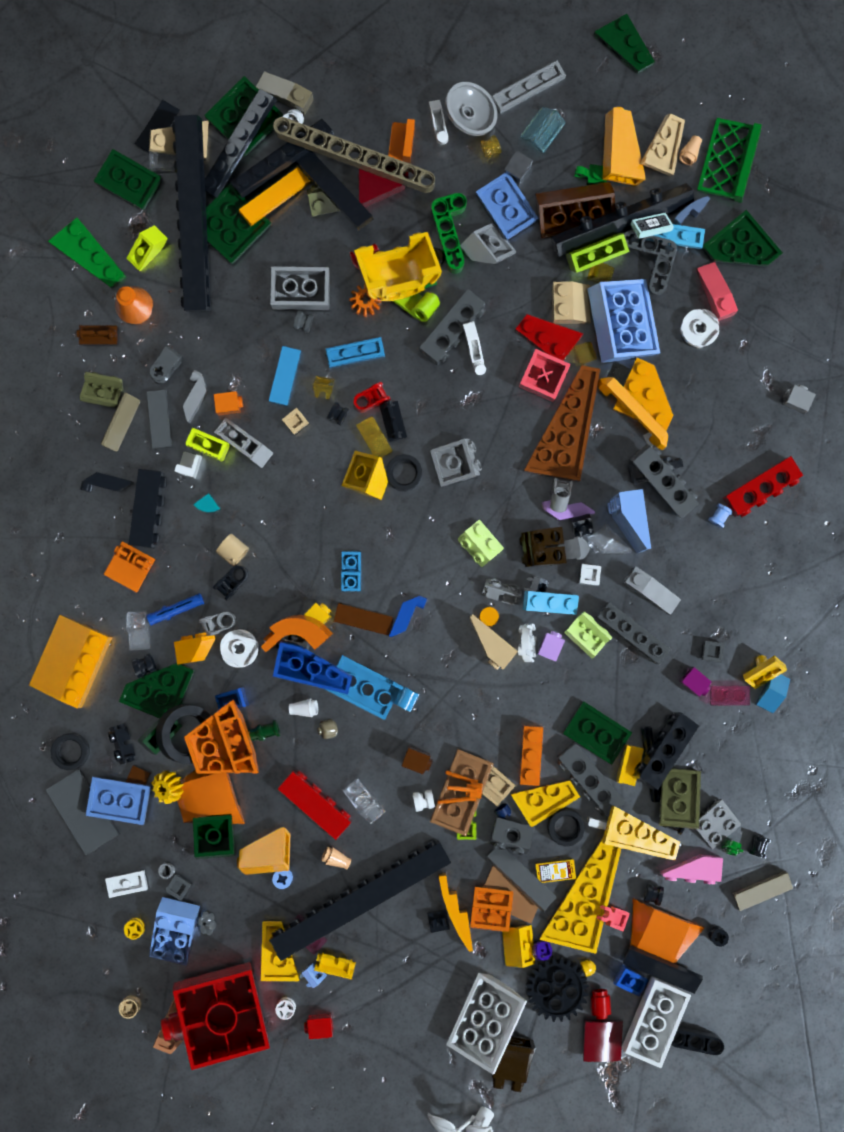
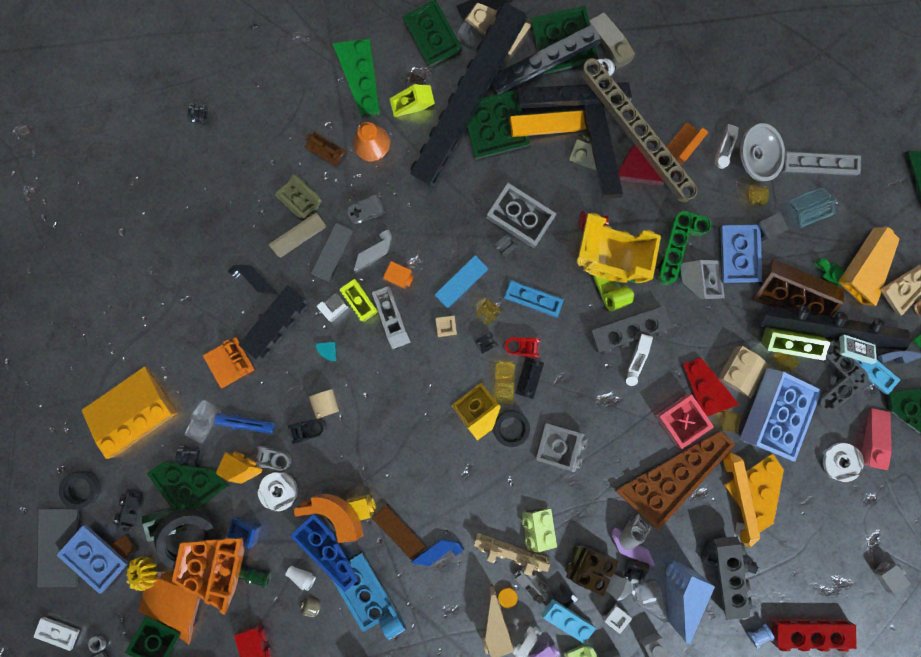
camera: 30 degrees right, 0 degrees up
(351, 571) = (414, 484): dark azure slope -> none
(358, 303) = (563, 260): orange gear -> none
(477, 575) = (505, 550): none -> tan hinge

